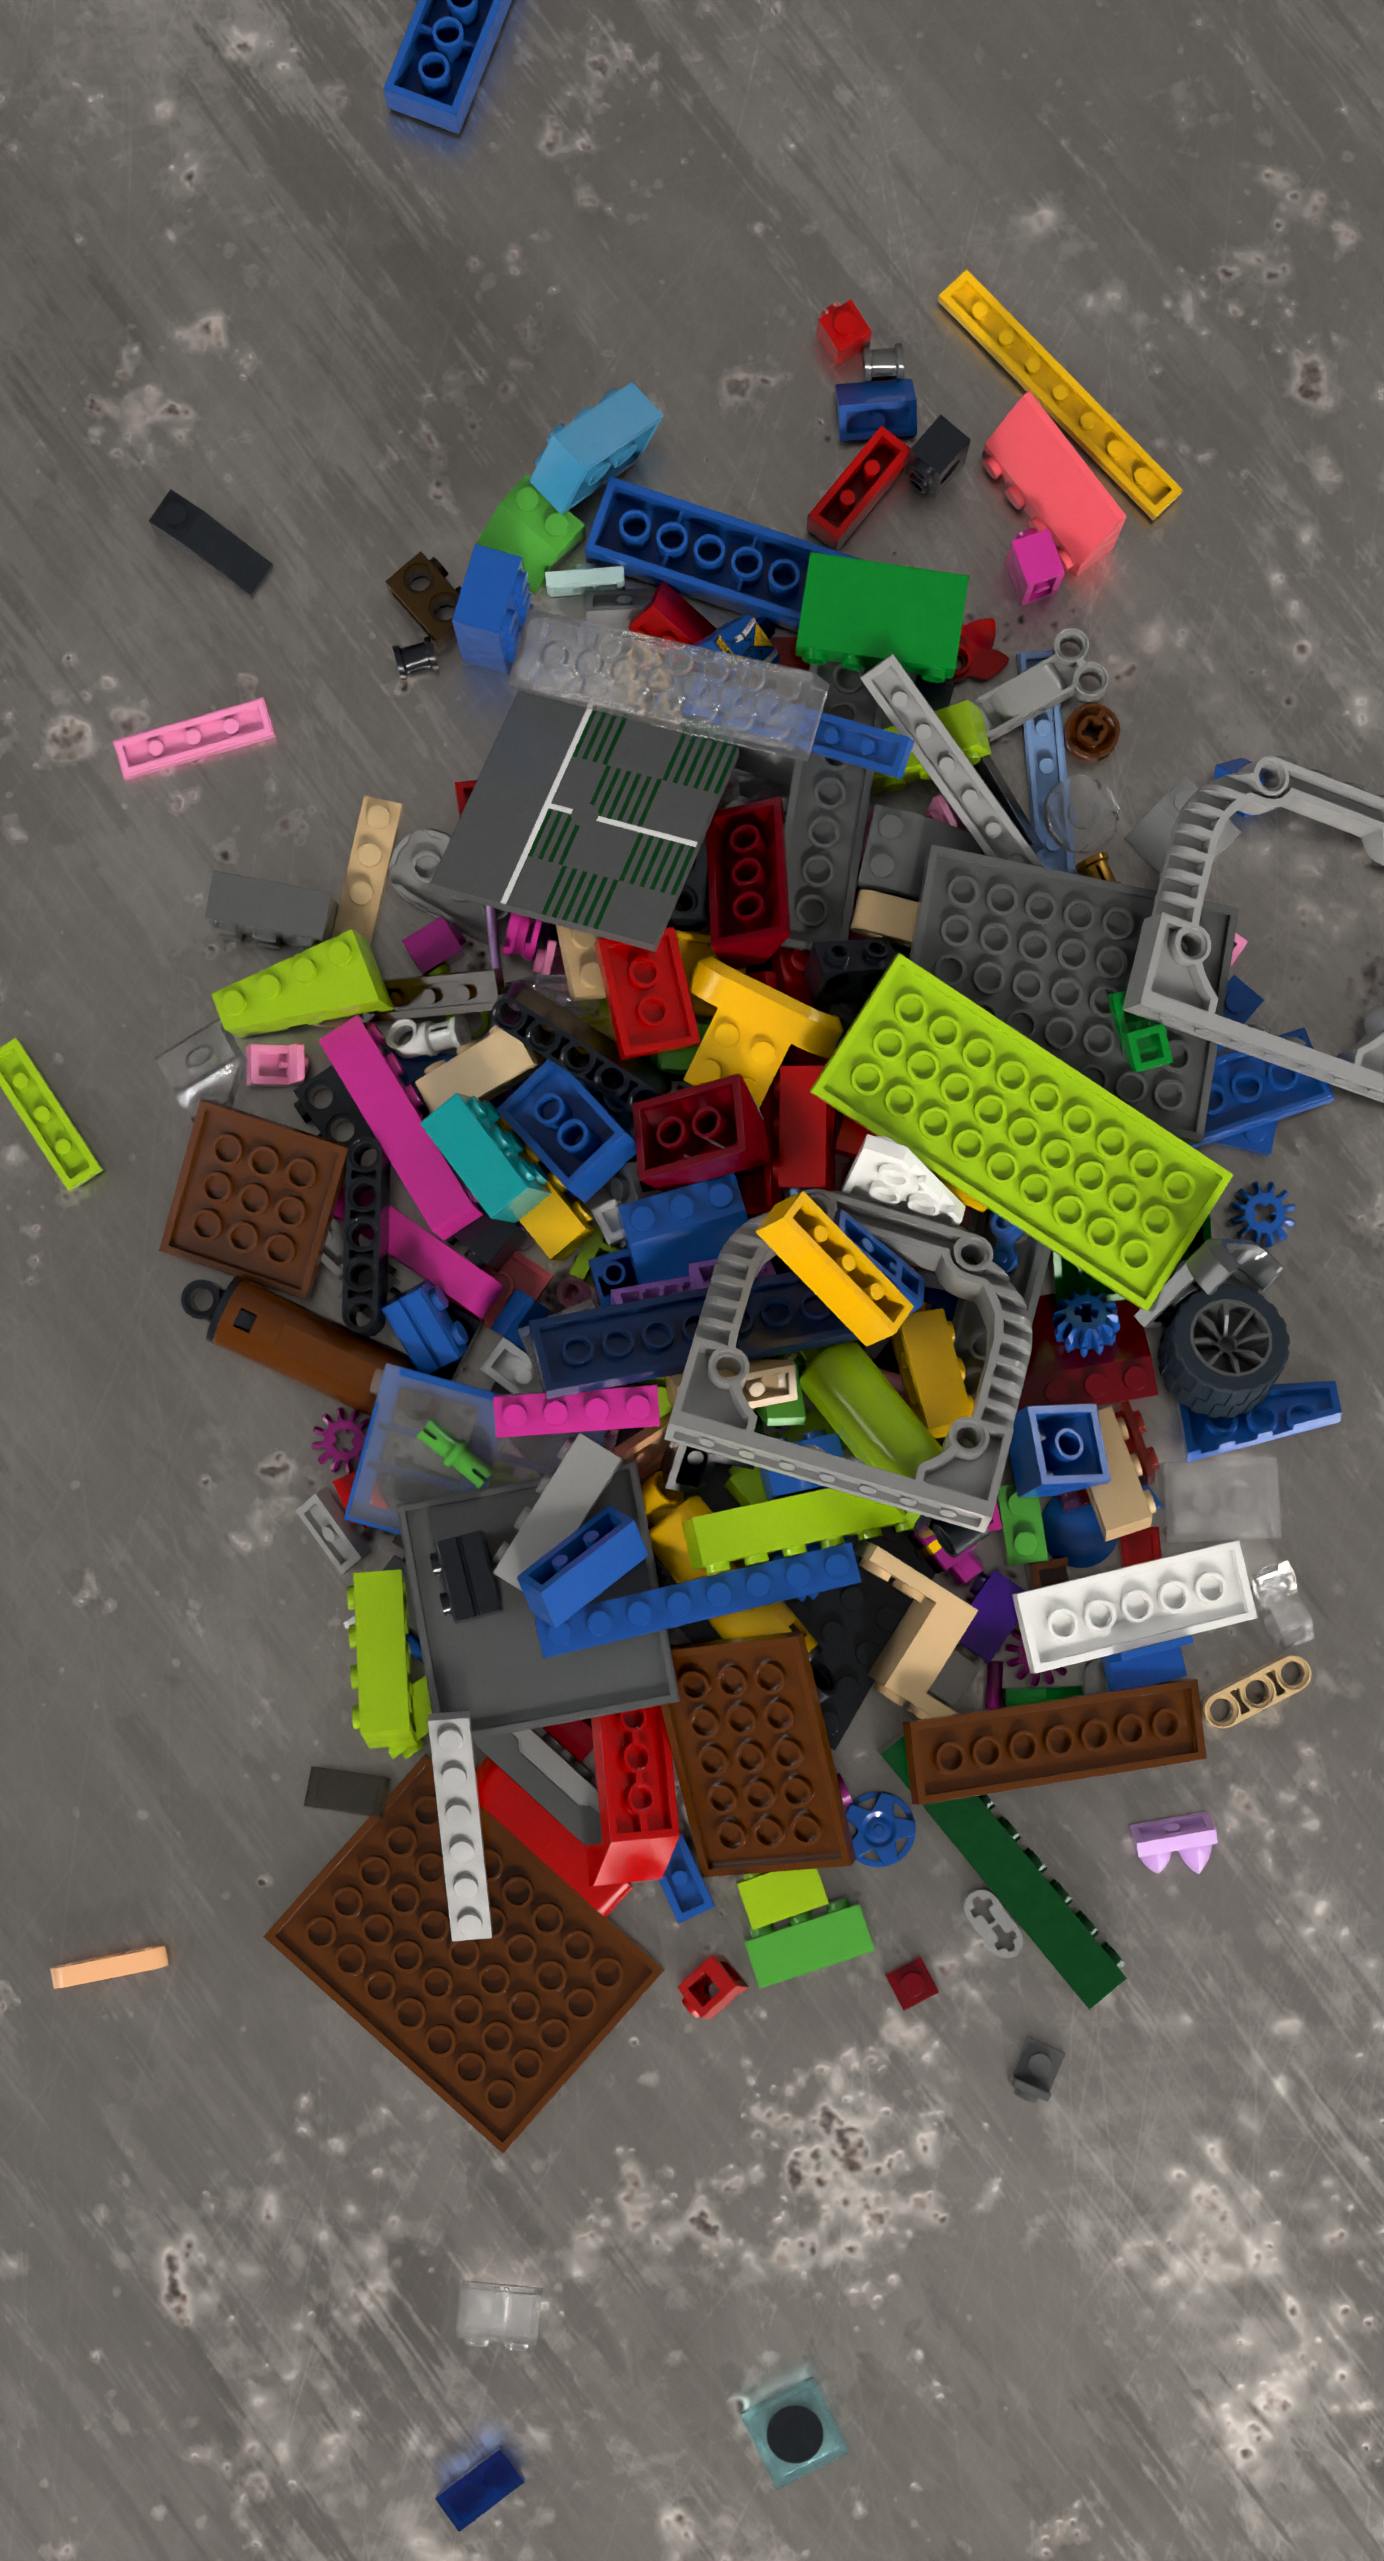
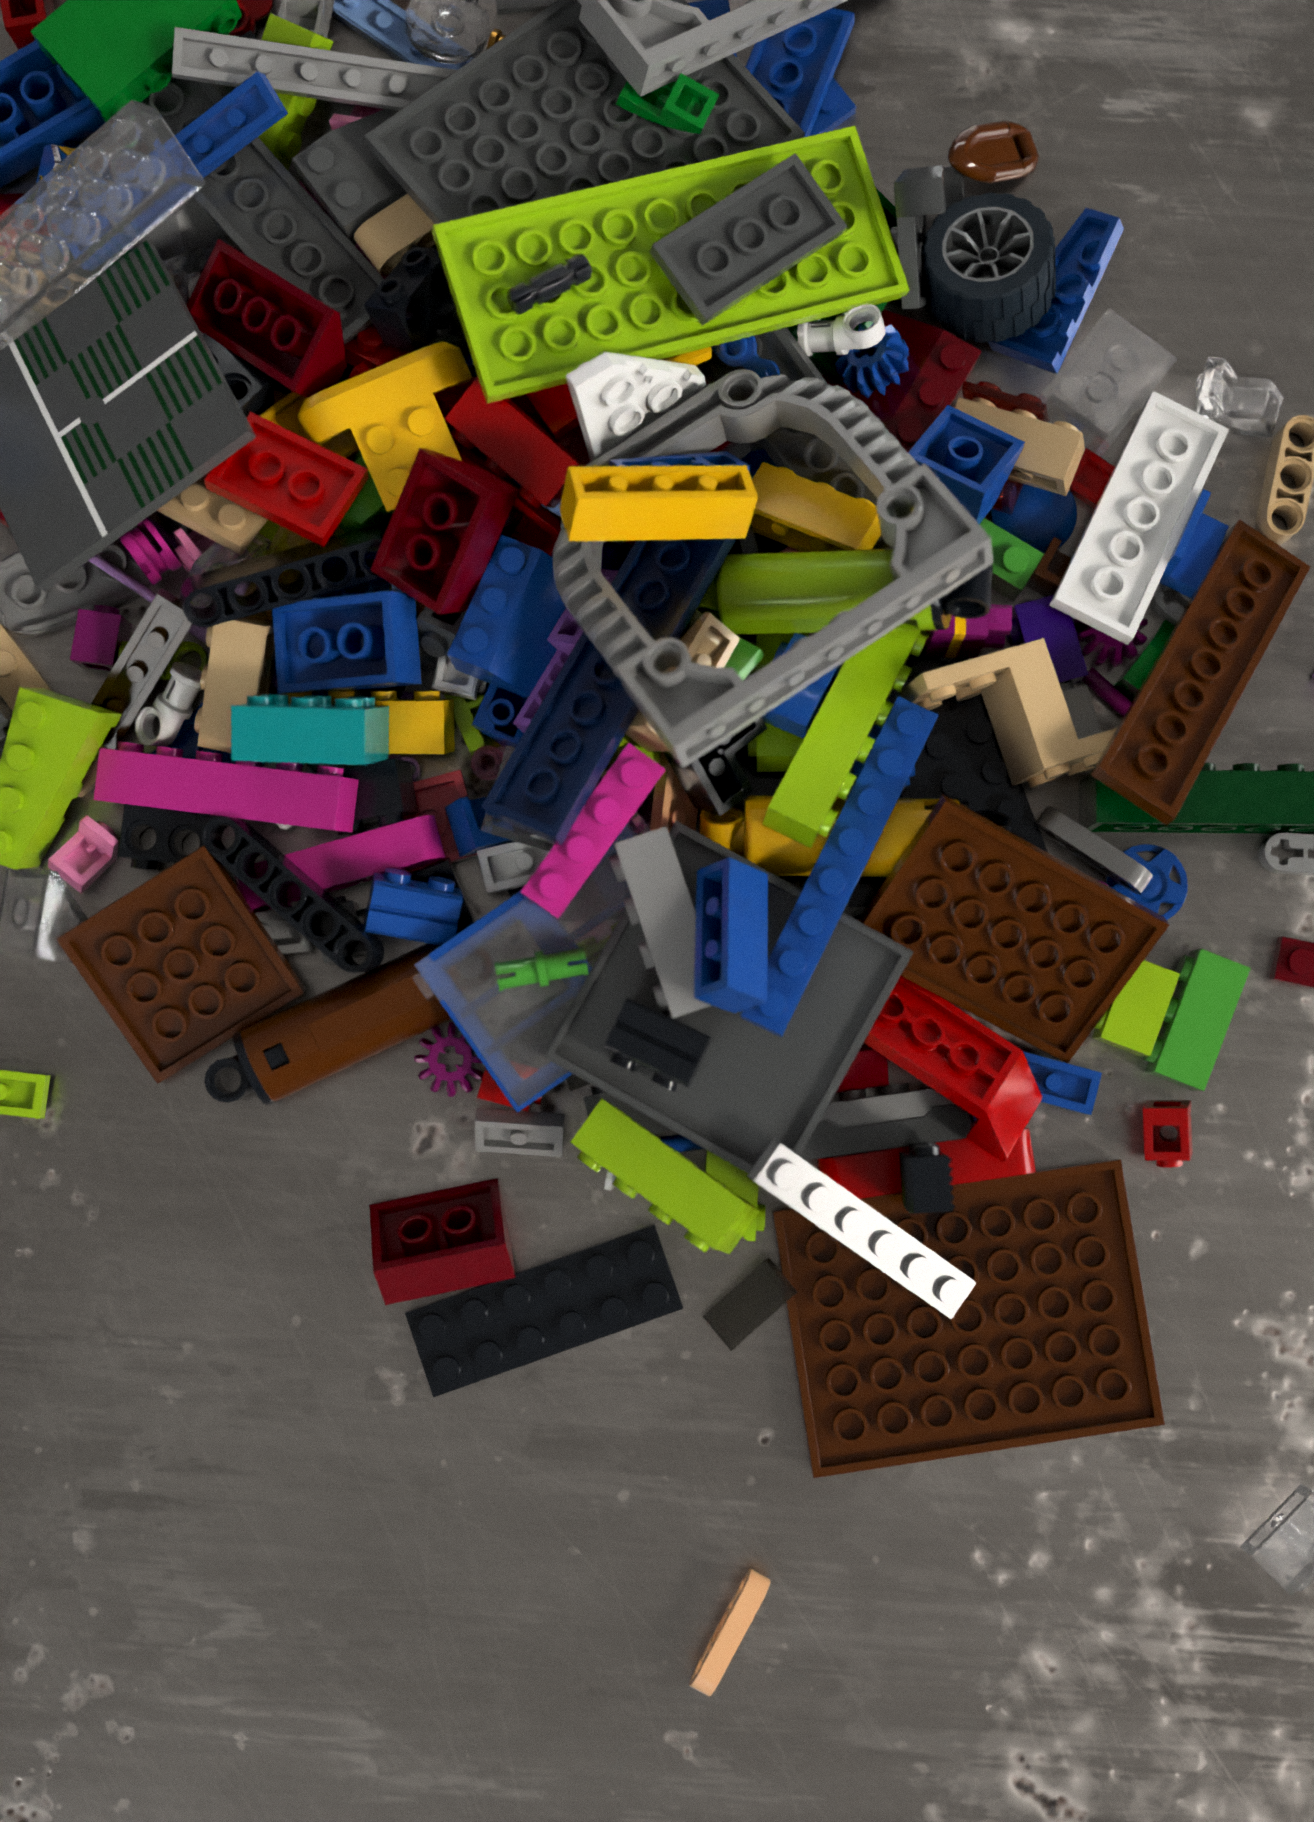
camera: 50 degrees left, 0 degrees up
(212, 1539) = (440, 1242): none -> dark red slope
(225, 1651) = (544, 1310): none -> black plate
(532, 1840) = (926, 1179): none -> black brick
(868, 1770) = (1094, 850): none -> light grey beam
(926, 1066) = (549, 284): none -> black axle
(1077, 1286) = (839, 334): none -> white connector
(1079, 1172) = (748, 239): none -> dark grey plate
(1260, 1199) = (902, 136): blue gear -> none
(1315, 1281) = (989, 152): none -> reddish brown piece

